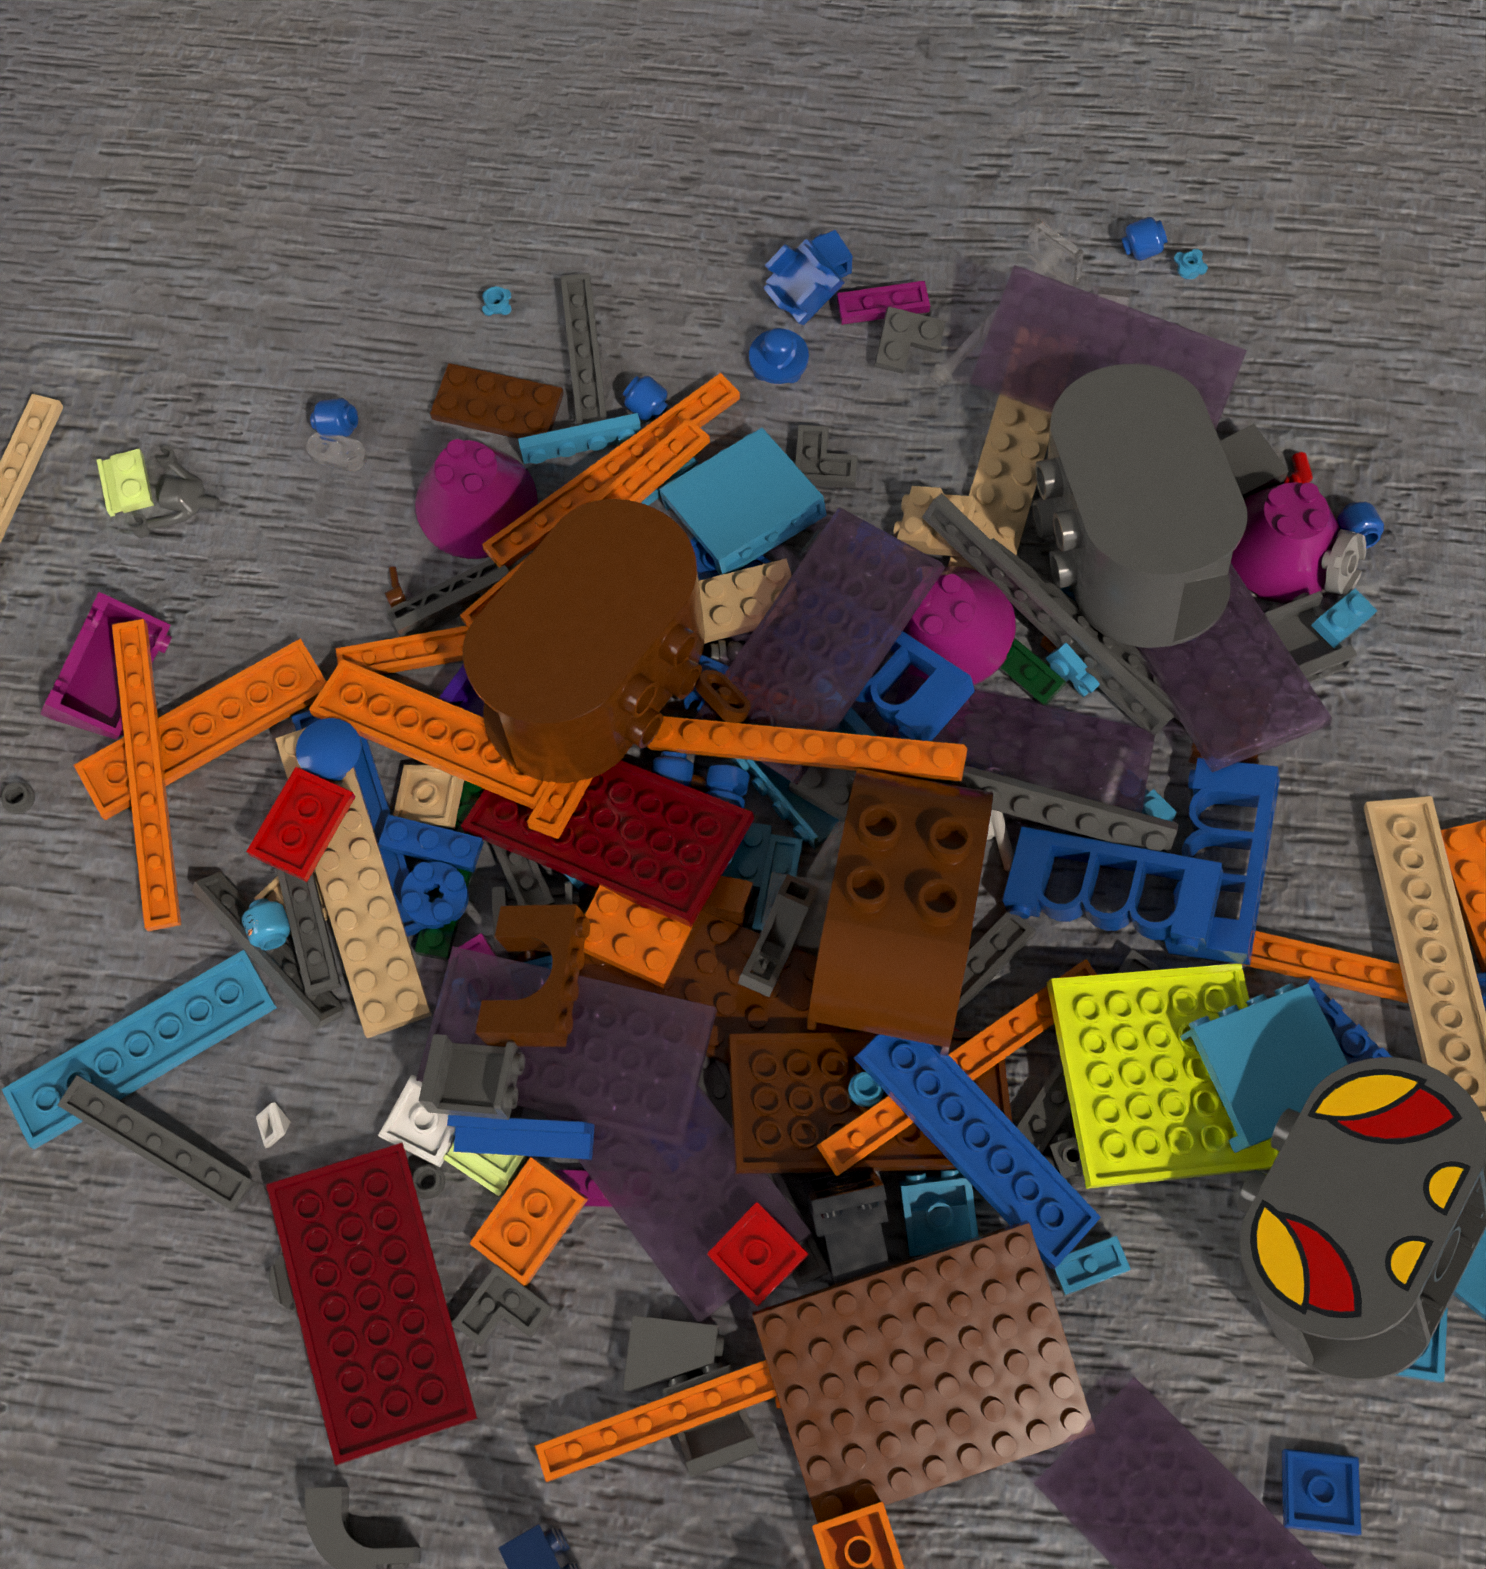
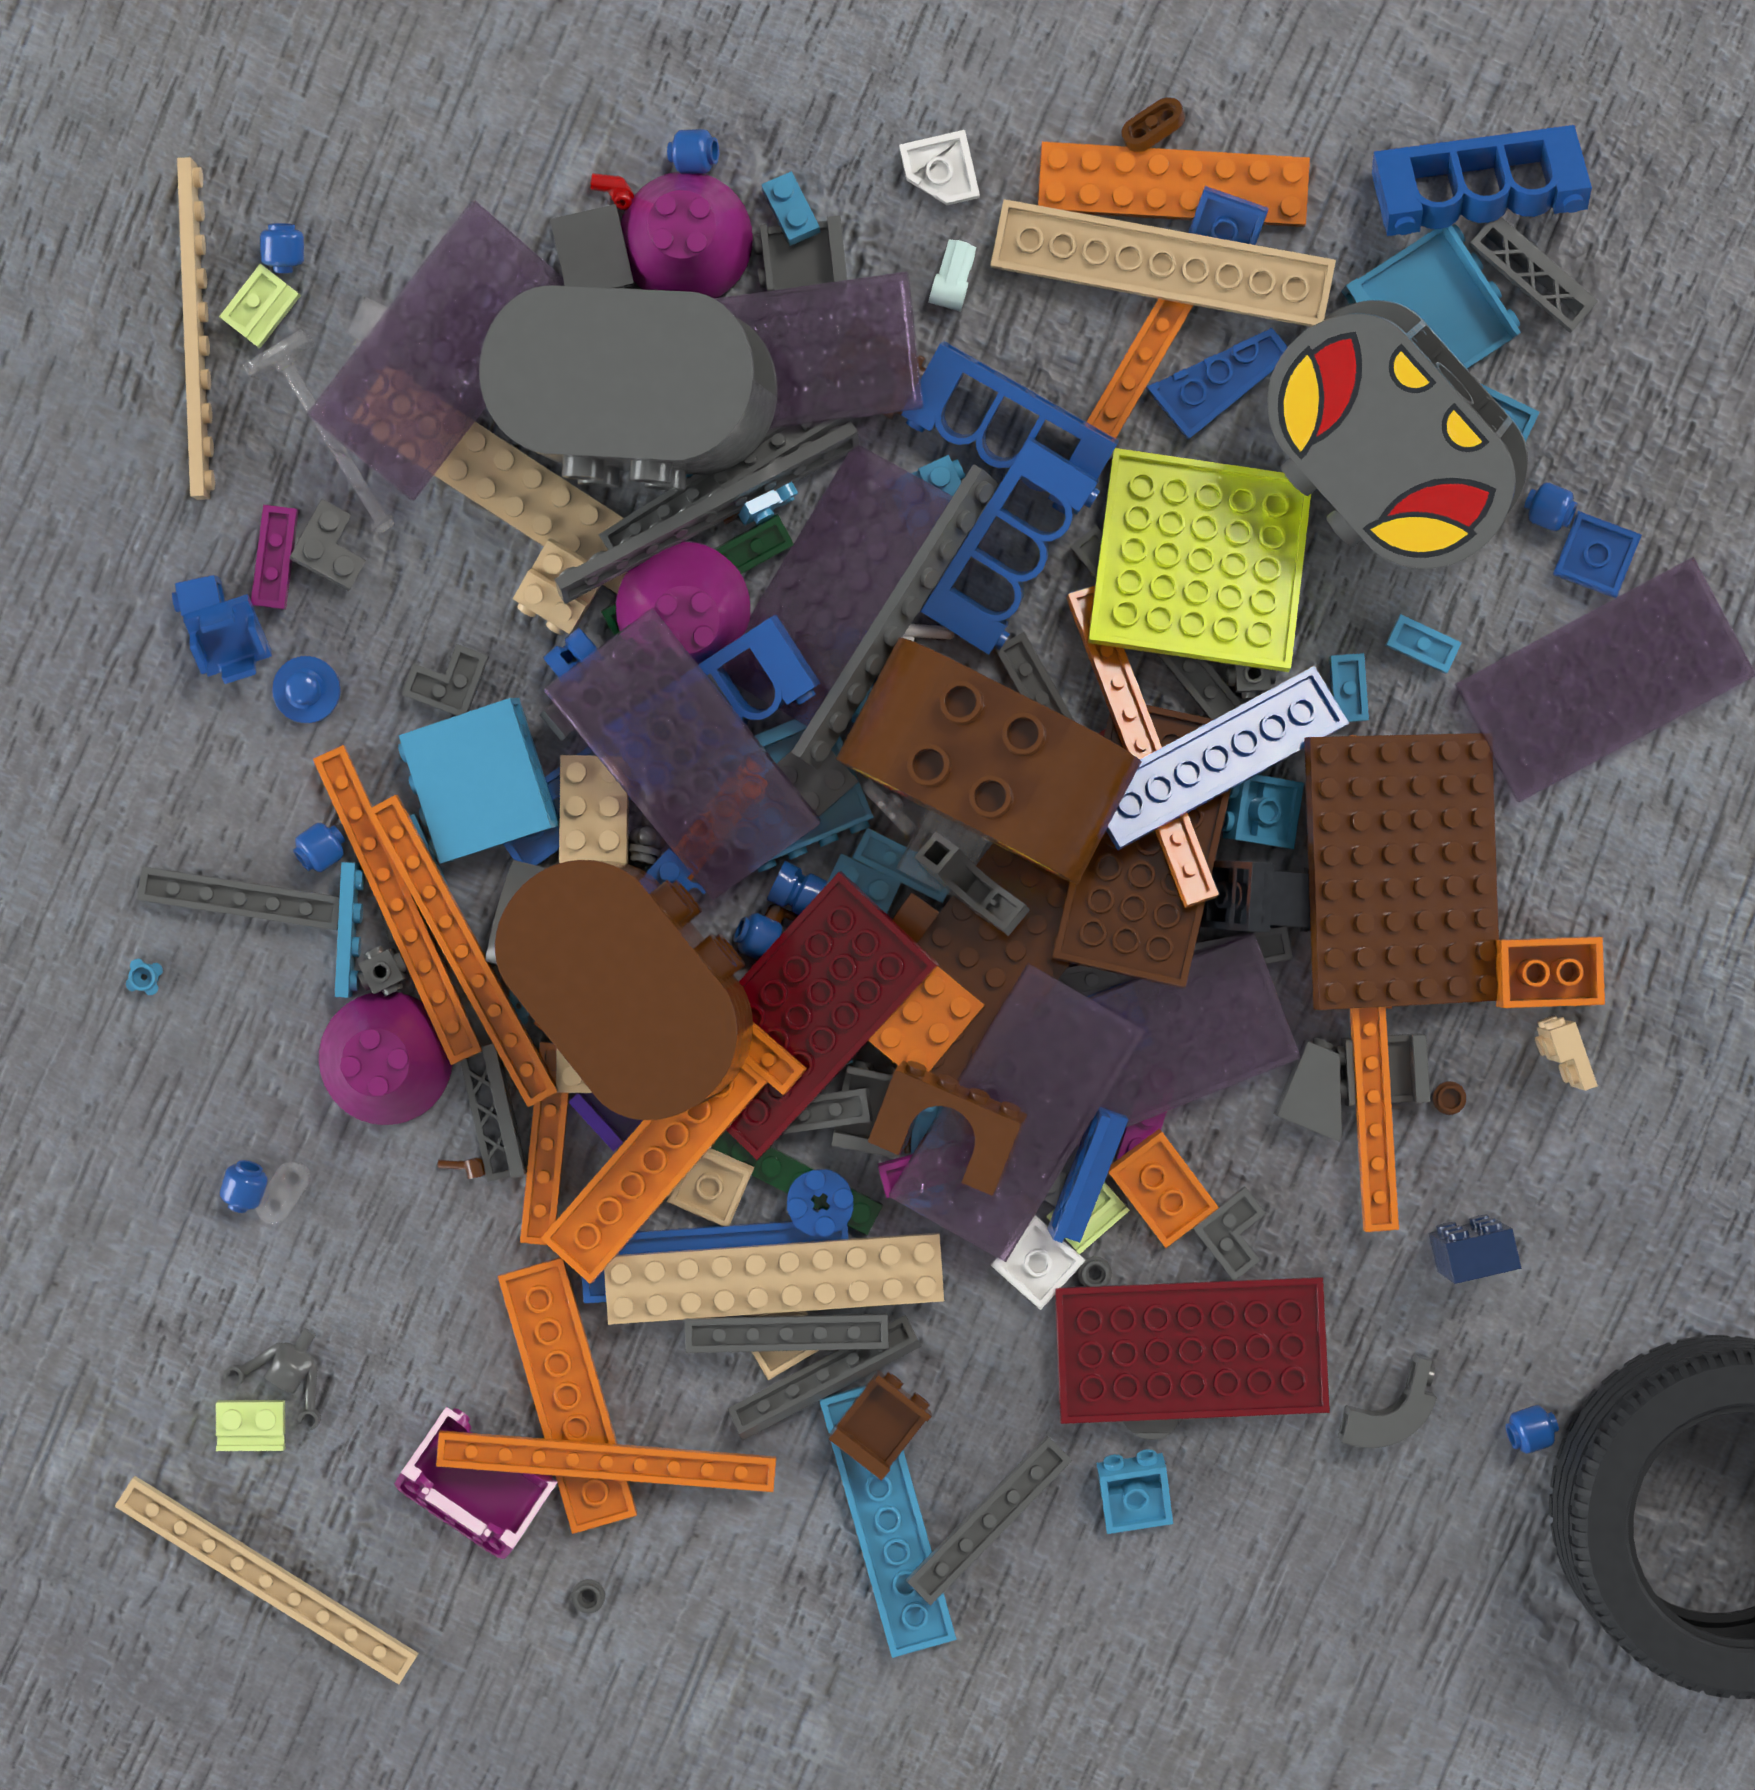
camera: 80 degrees left, 20 degrees up
(212, 1284) = (1134, 1491): none -> dark azure plate
(229, 1009) = (880, 1423): none -> reddish brown panel
(266, 924) = (805, 1372): dark azure head -> none
(272, 1124) = (999, 1407): white slope -> none
(301, 824) = (716, 1317): red plate -> none
(328, 748) = (641, 1273): blue dish -> none
(430, 843) = (765, 1193): blue plate -> none
(471, 1079) = (1028, 1208): dark grey panel -> none
(496, 402) = (272, 1007): reddish brown plate -> none
(550, 471) = (395, 969): none -> dark grey brick
(700, 1502) = (1449, 1097): none -> reddish brown plate
(723, 696) = (709, 865): reddish brown plate -> none
(757, 1254) = (1261, 988): red plate -> none
(811, 748) = (795, 797): orange plate -> none
(864, 1090) = (1143, 848): dark azure plate -> none
(1050, 195) = (194, 314): none -> tan plate
(1092, 235) = (260, 306): none -> yellowish green plate
(1161, 1330) = (1423, 644): none -> dark azure plate
(1188, 270) = (331, 215): dark azure plate -> none
(1266, 1058) = (1220, 458): dark azure panel -> none
(1333, 773) = (951, 282): none -> light aqua piece
(1343, 562) = (737, 188): light grey plate -> none
(1351, 1424) = (1551, 506): none -> blue head
(1437, 736) = (941, 167): none -> white plate

